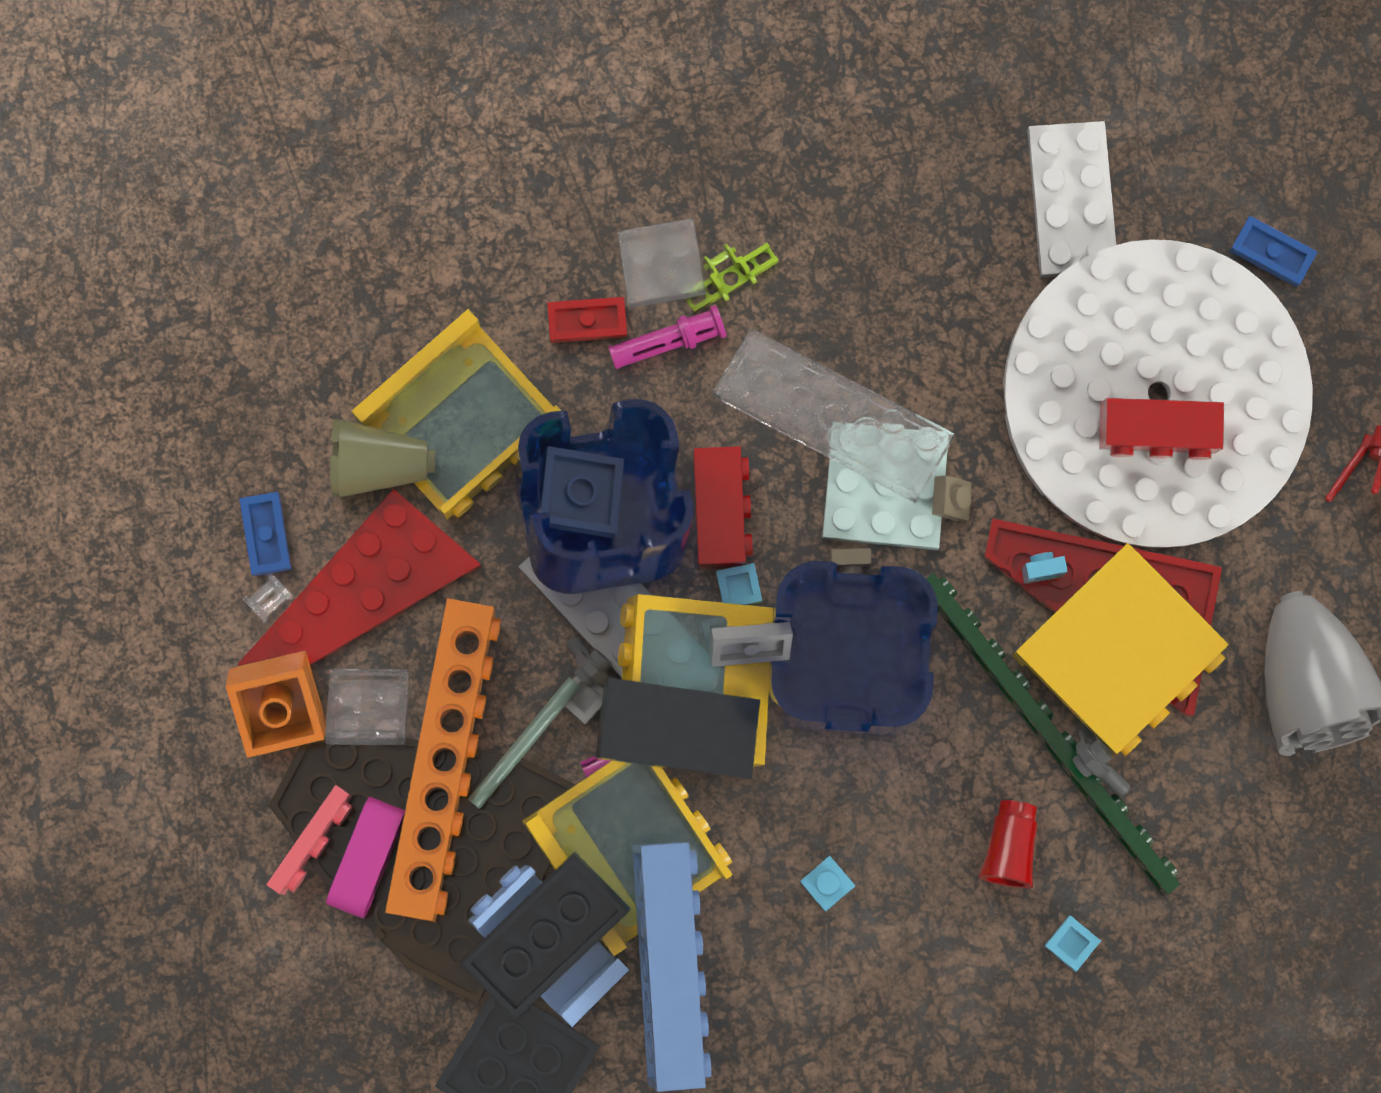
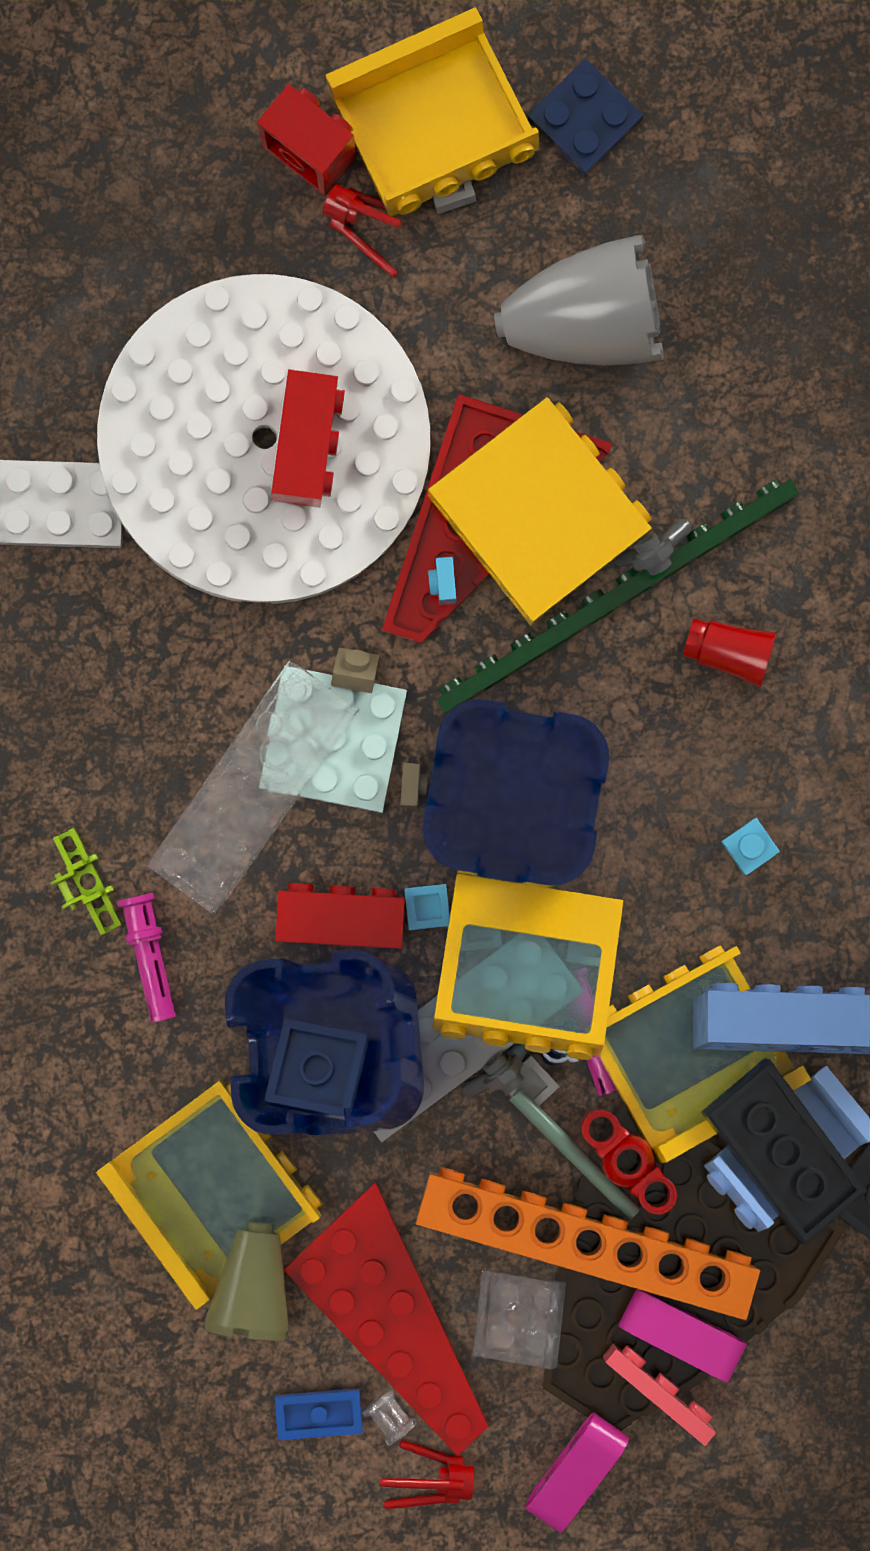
camera: 85 degrees left, 5 degrees up
(212, 661) = (453, 1482): none -> red plant
(231, 773) = (576, 1472): none -> dark pink beam
(276, 704) = (508, 1419): orange brick -> none
(529, 772) = (643, 1175): none -> red piece
(587, 319) = (118, 1042): red plate -> none
(661, 263) = (64, 955): clear plate -> none
(677, 728) = (582, 989): black tile -> none
(750, 644) = (498, 902): light grey plate -> none
(1072, 943) = (837, 598): medium azure plate -> none
(1273, 251) = (121, 296): blue plate -> none

